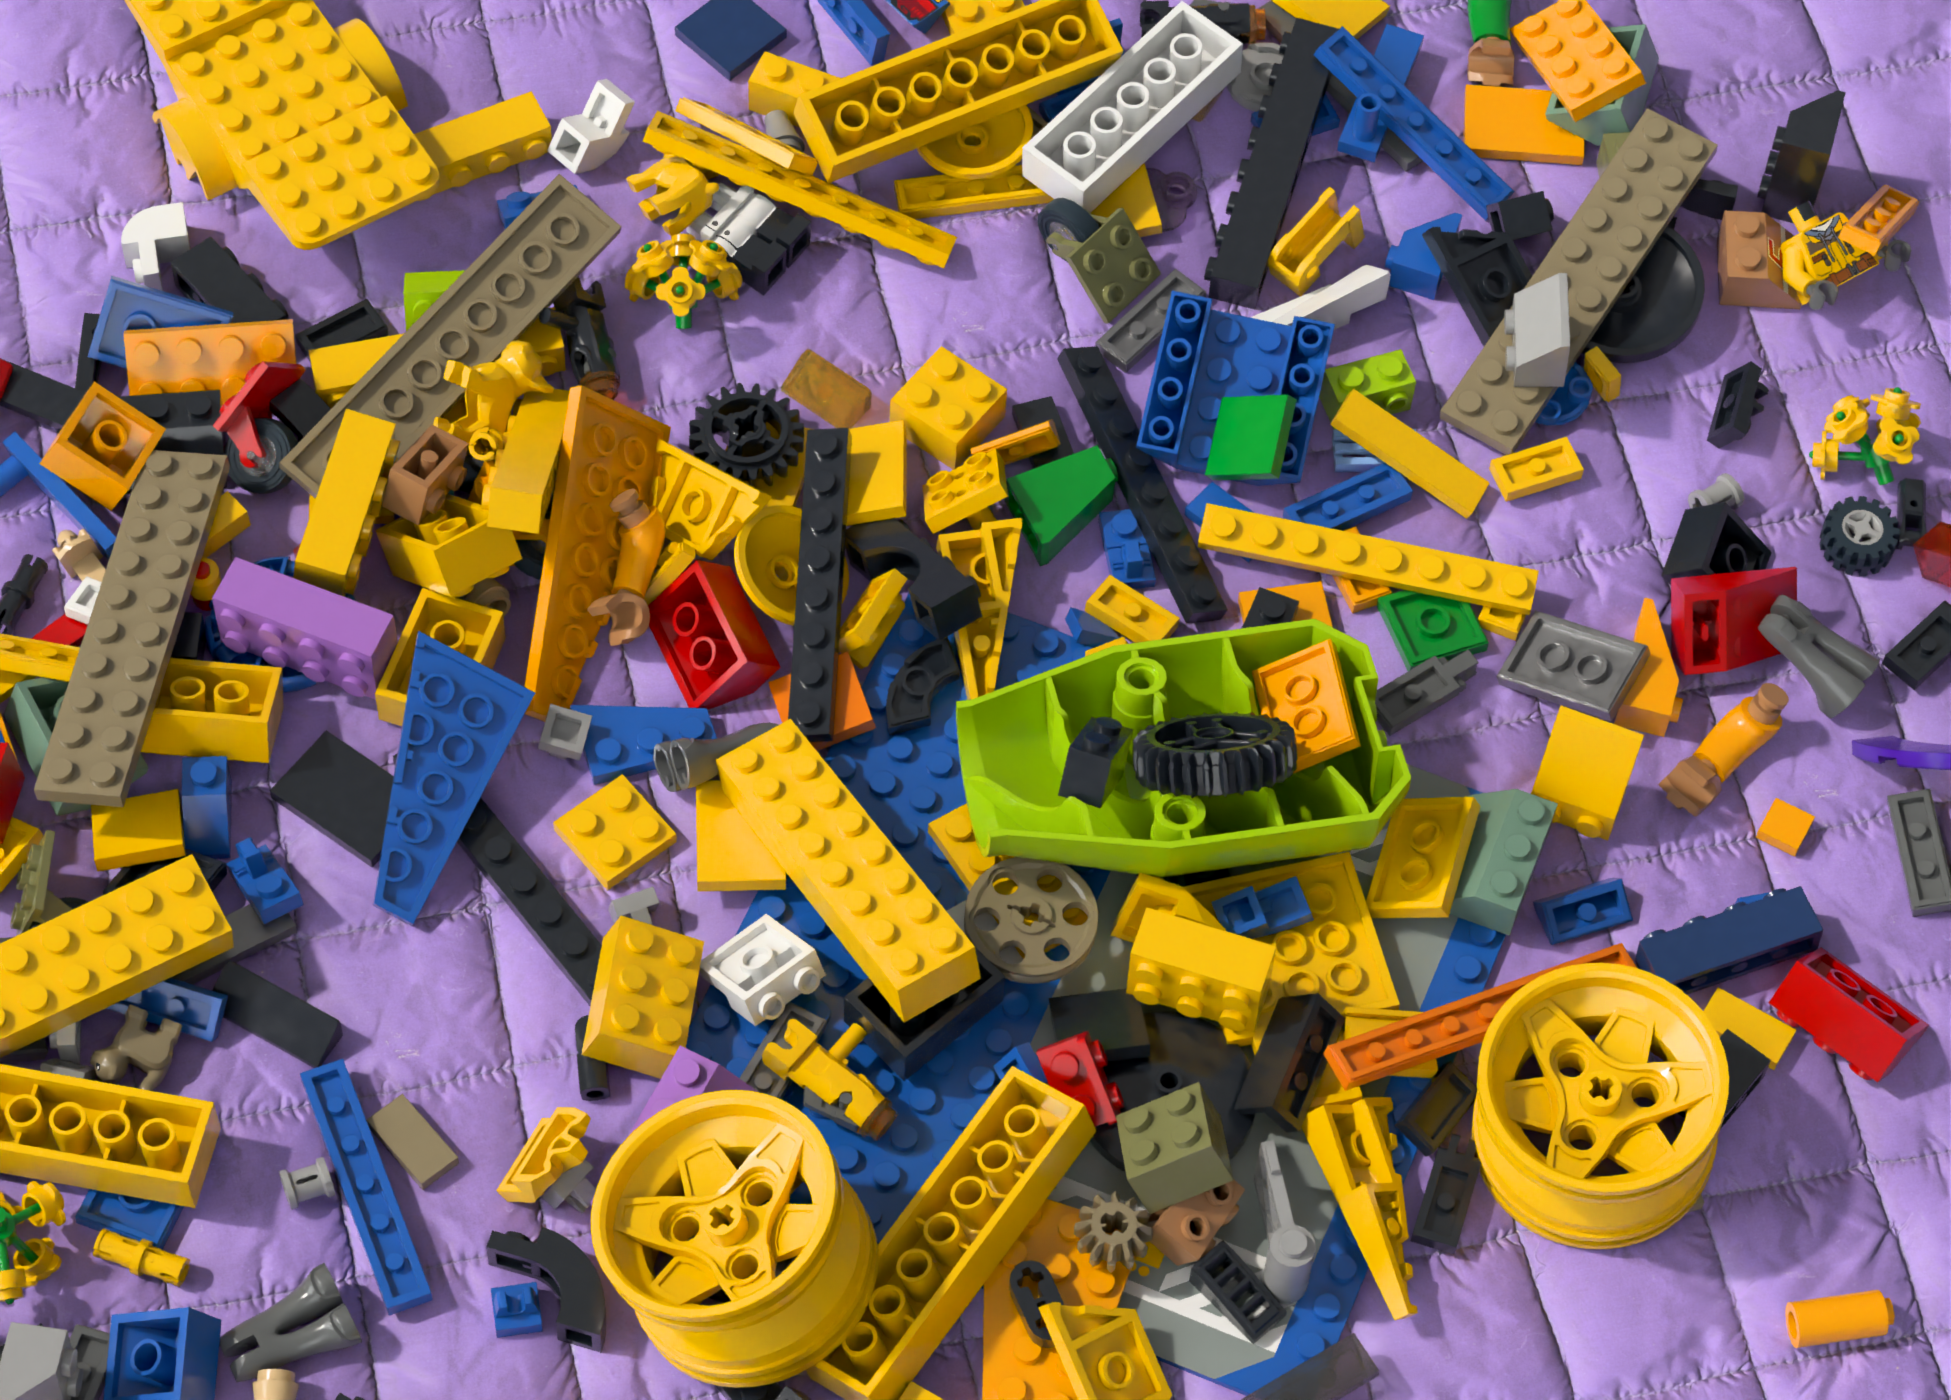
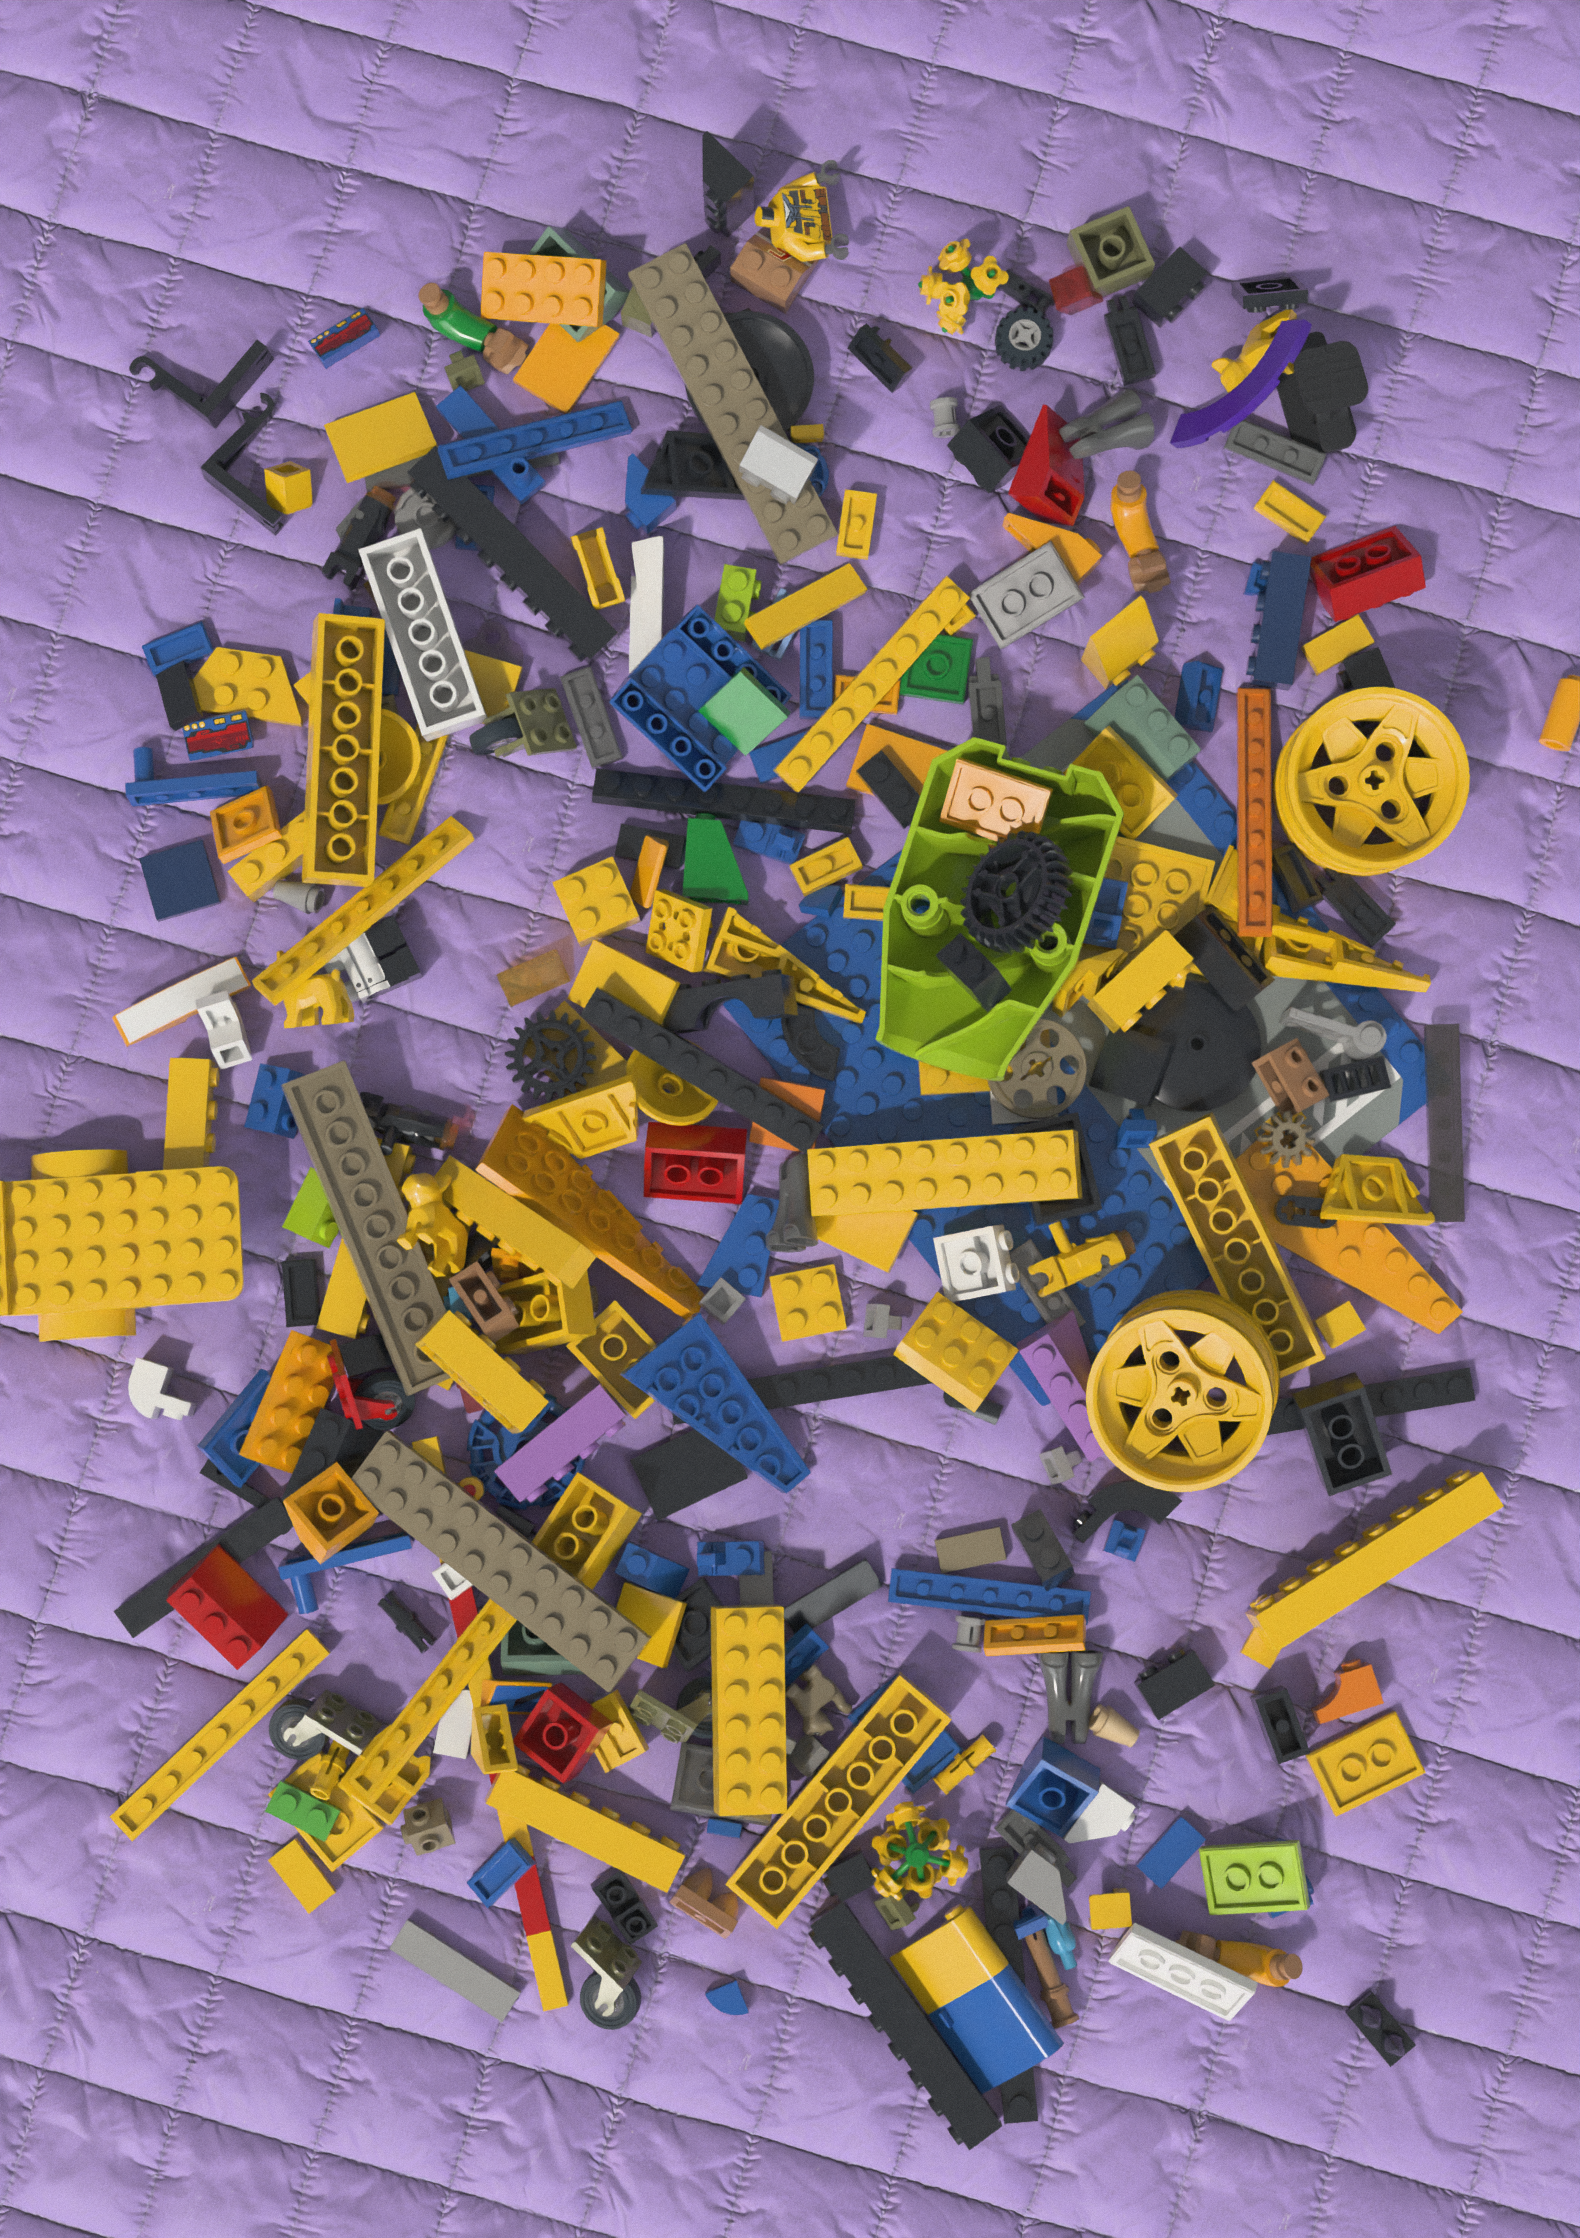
camera: 60 degrees left, 25 degrees up
(79, 555) = (403, 1564): tan piece -> none
(215, 278) = (231, 1358): black brick -> none
(343, 1250) = (1035, 1635): none -> light orange plate
(453, 1208) = (1043, 1550): none -> black brick
(477, 448) = (484, 1248): yellow pin -> none
(546, 1155) = (1037, 1472): yellow plate -> none
(578, 69) = (178, 1001): none -> white slope
(640, 550) = (604, 1176): piece -> none
(671, 564) = (629, 1163): yellow tile -> none
(680, 290) = (398, 1011): yellow plant -> none
(747, 136) = (294, 923): yellow tile -> none
(825, 50) = (245, 824): none -> light orange tile
(872, 618) = (738, 1046): yellow bracket -> none
(1077, 1071) = (1172, 1102): red bracket -> none
(1174, 1148) = (1260, 1072): olive brick -> none
(1440, 36) = (463, 372): none -> olive tile
(1521, 215) = (651, 411): black brick -> none
(1785, 827) = (1209, 527): light orange tile -> none
(1863, 904) = (1289, 512): none -> yellow tile
(1879, 219) = (796, 166): light orange tile -> none

